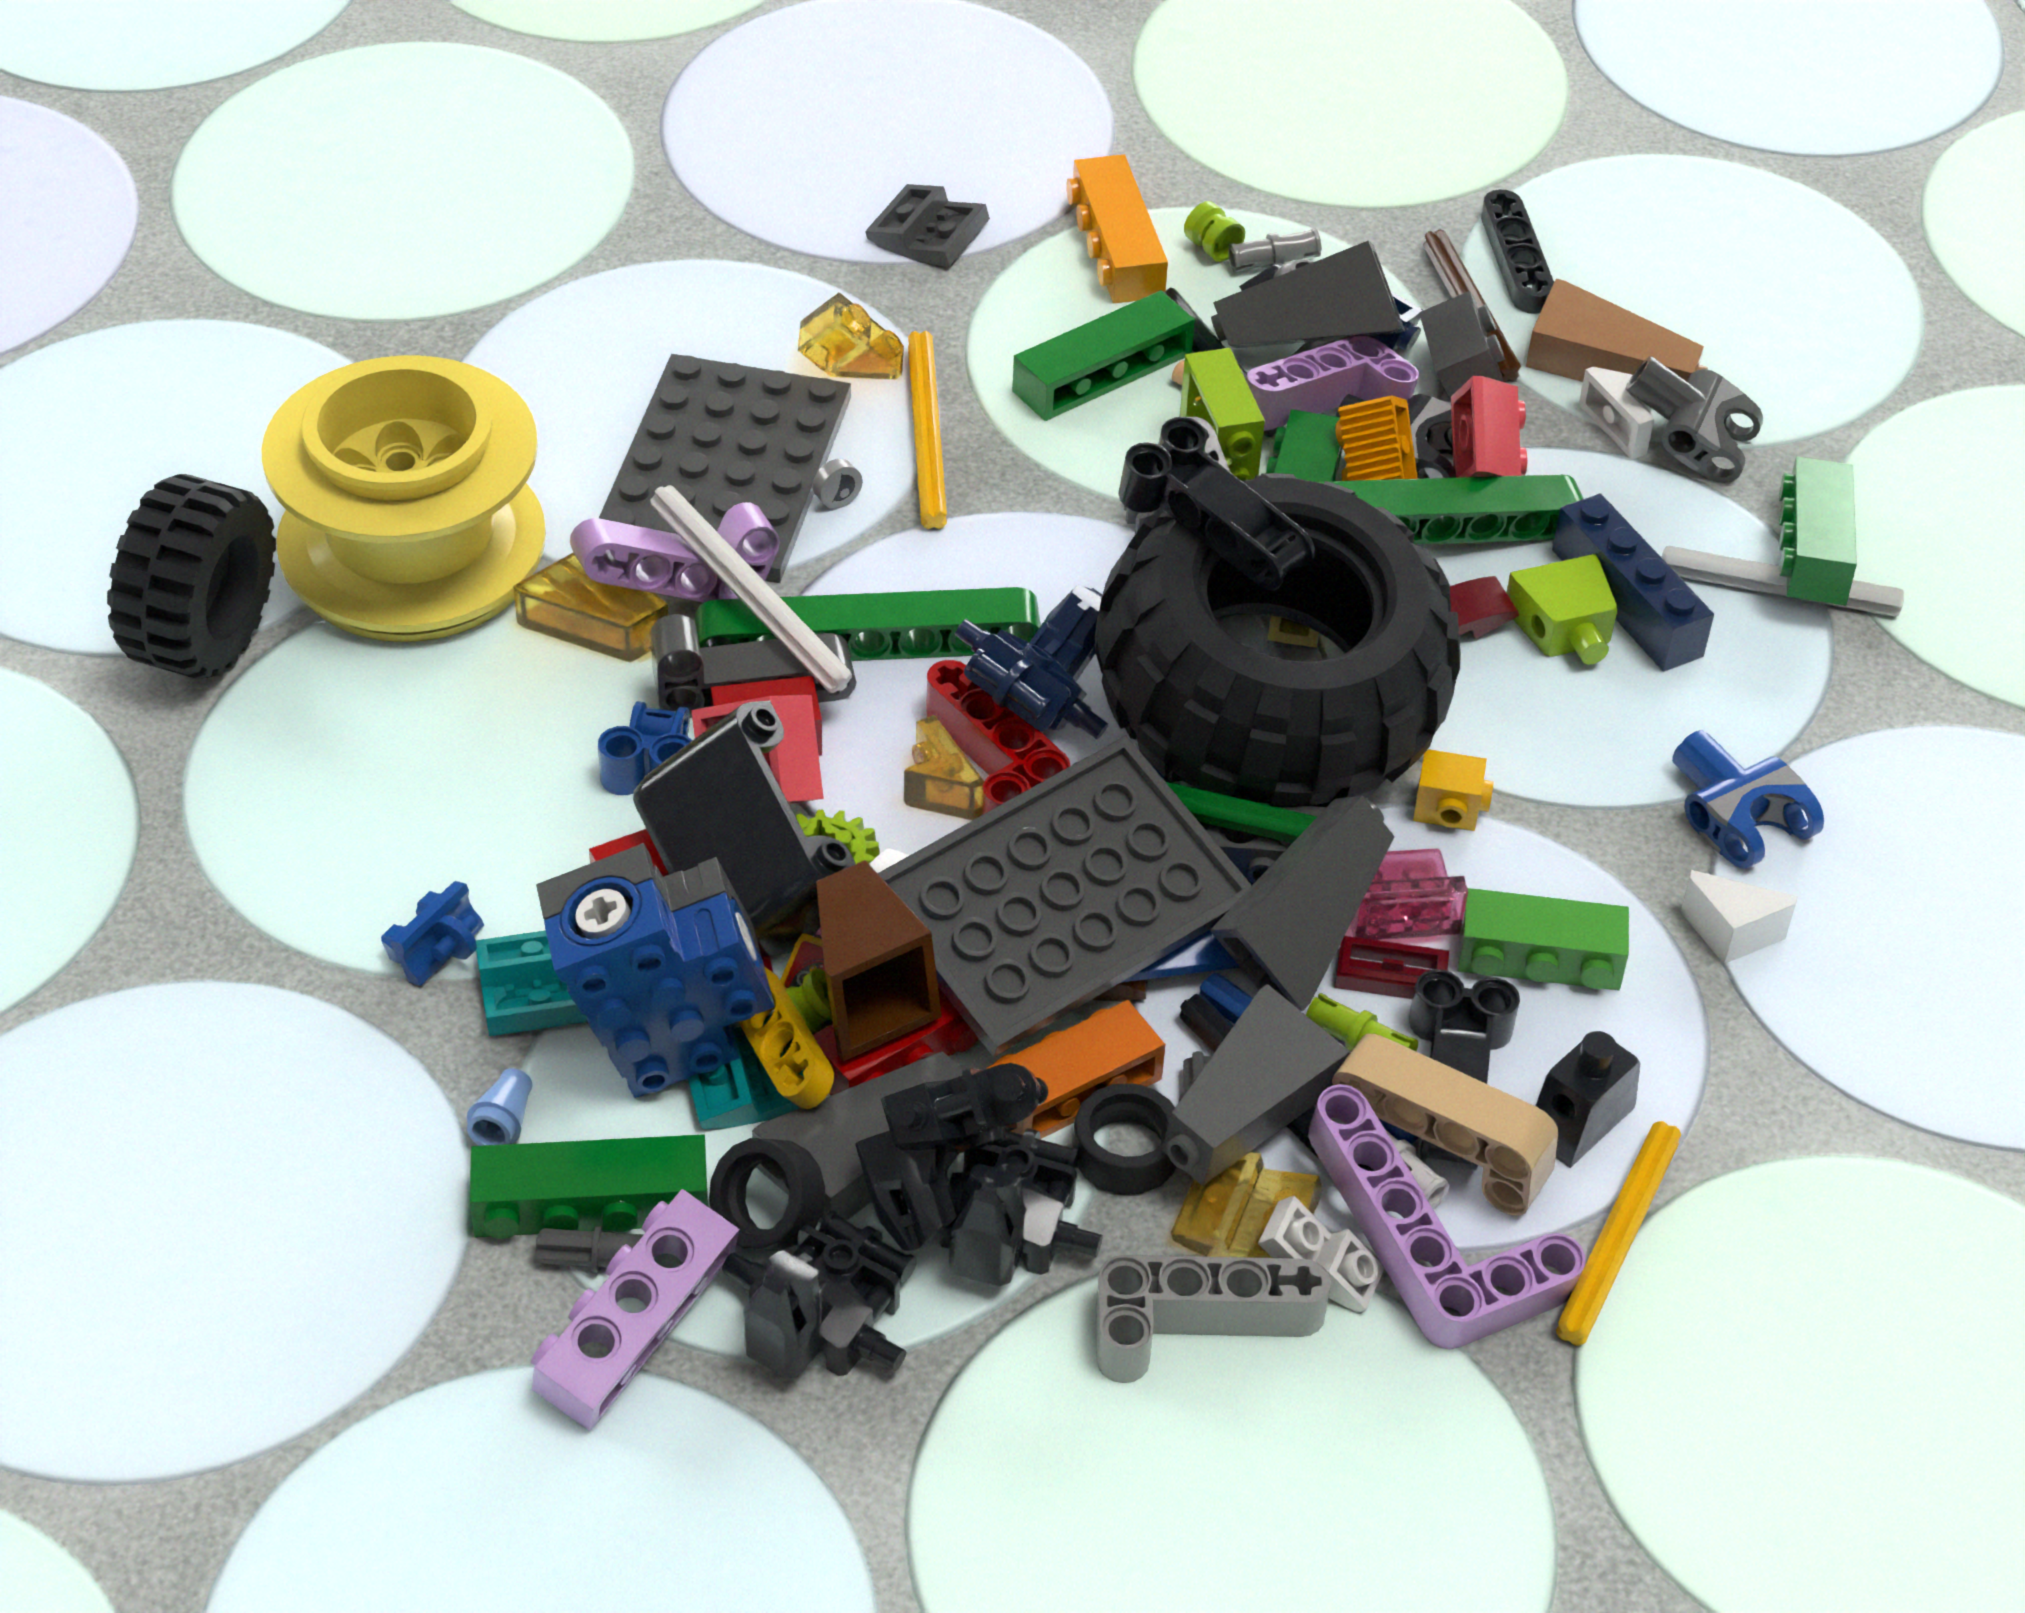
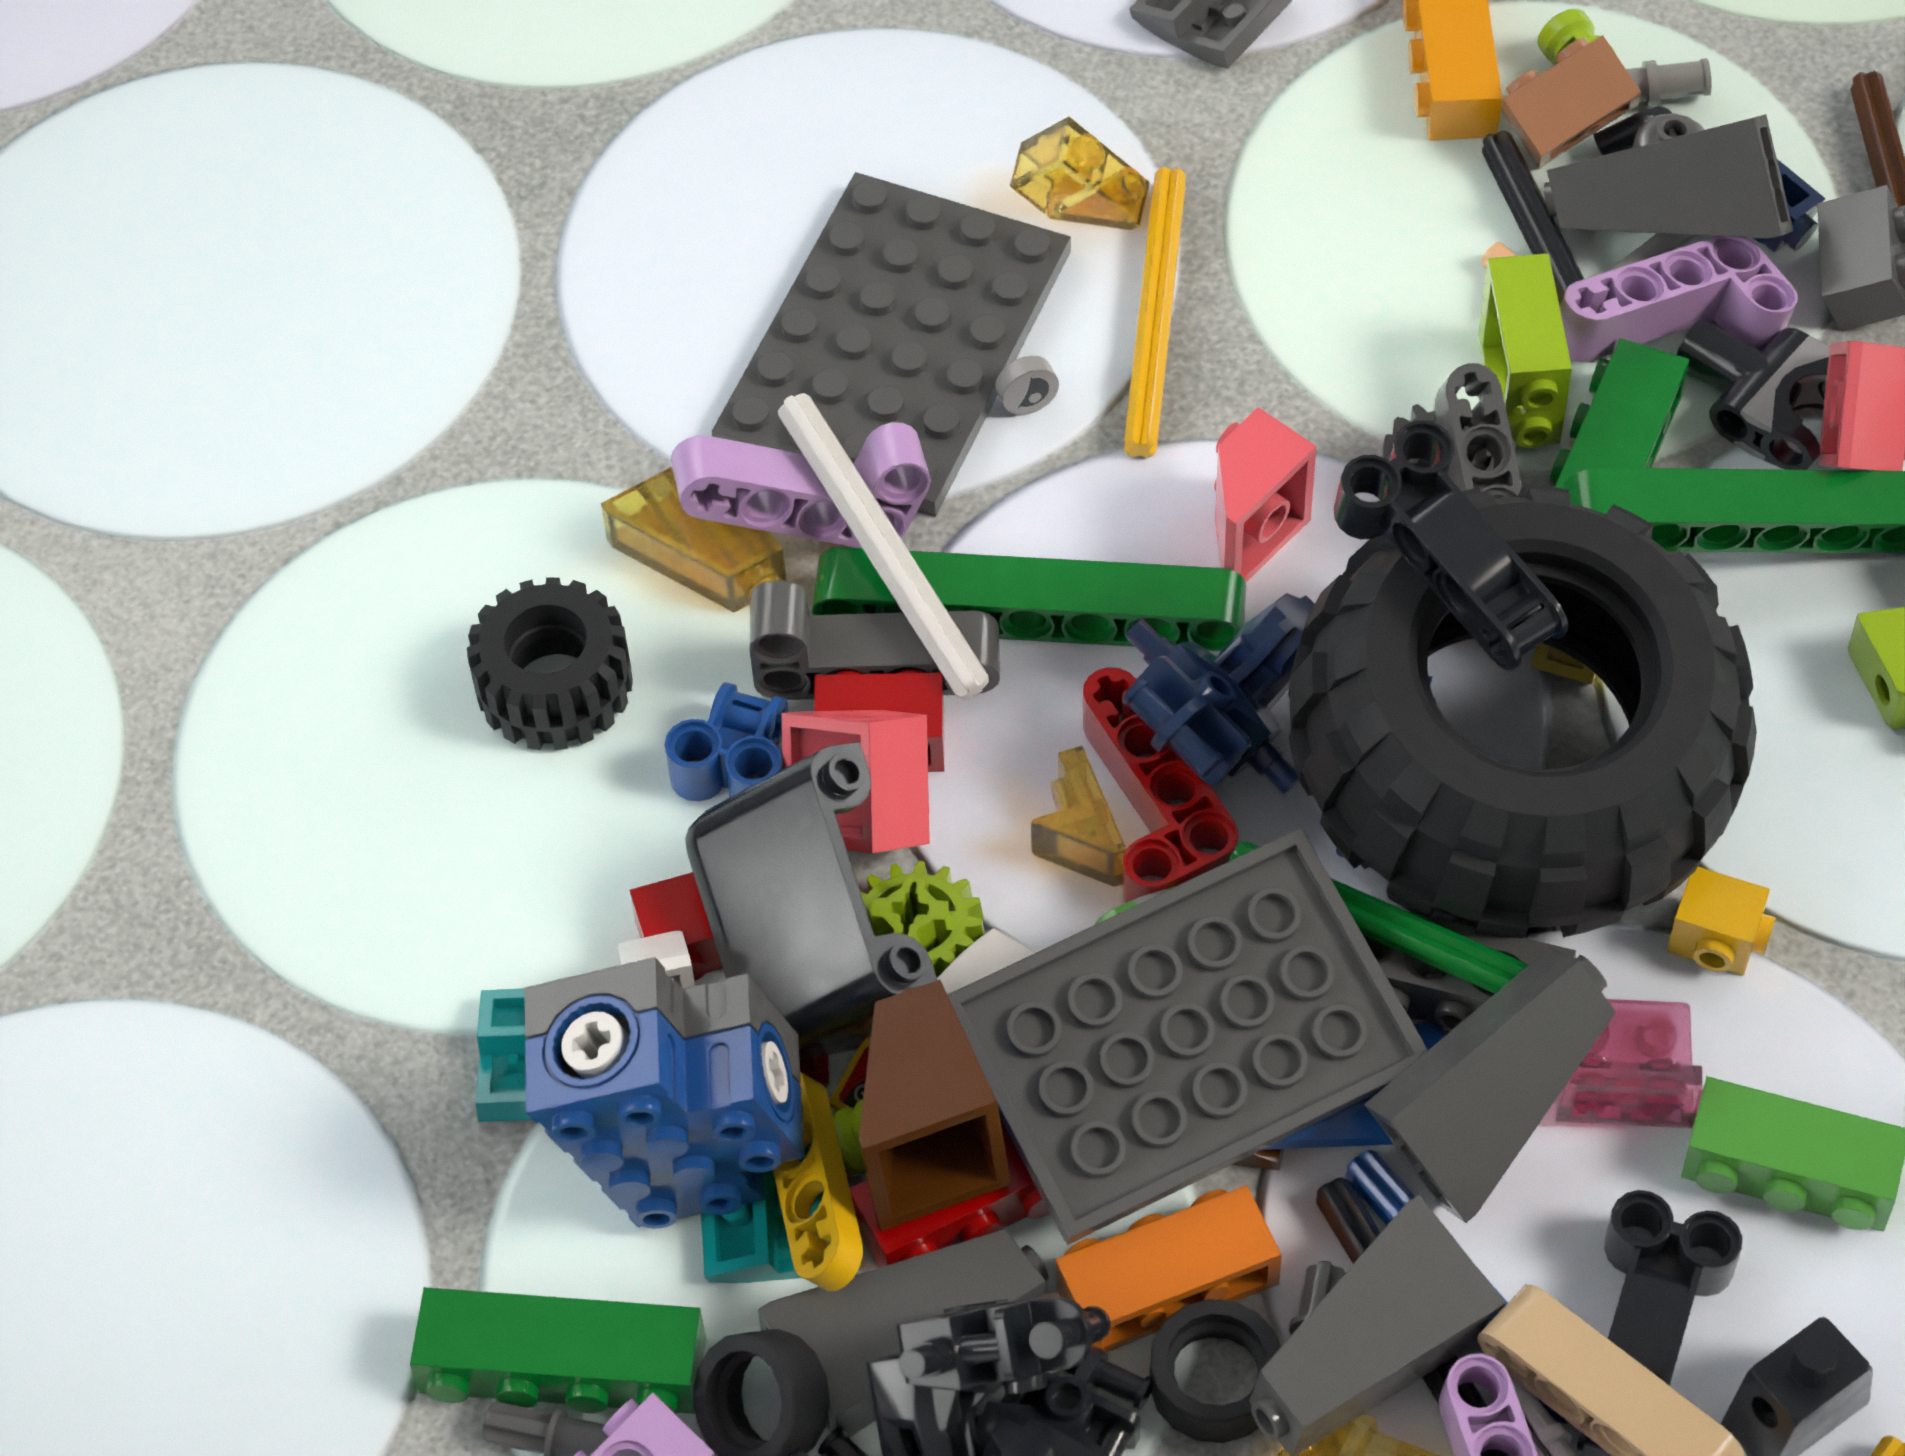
camera: 15 degrees right, 10 degrees up
(191, 576) = (212, 464): black tyre -> none
(405, 496) = (485, 369): light yellow wheel -> none
(440, 930) = (436, 978): blue hips -> none
(490, 703) = (540, 624): none -> black tyre
(500, 1111) = (471, 1233): light blue cone -> none
(1038, 529) = (1260, 490): none -> coral slope
(1102, 355) = (1397, 225): green brick -> none
(1219, 258) = (1569, 99): none -> nougat brick
(1351, 1025) = (1537, 1257): lime pin -> none
(1376, 440) = (1718, 410): light orange brick -> none
(1391, 975) = (1589, 1176): dark red tile -> none
(1481, 605) = (1800, 652): dark red slope -> none

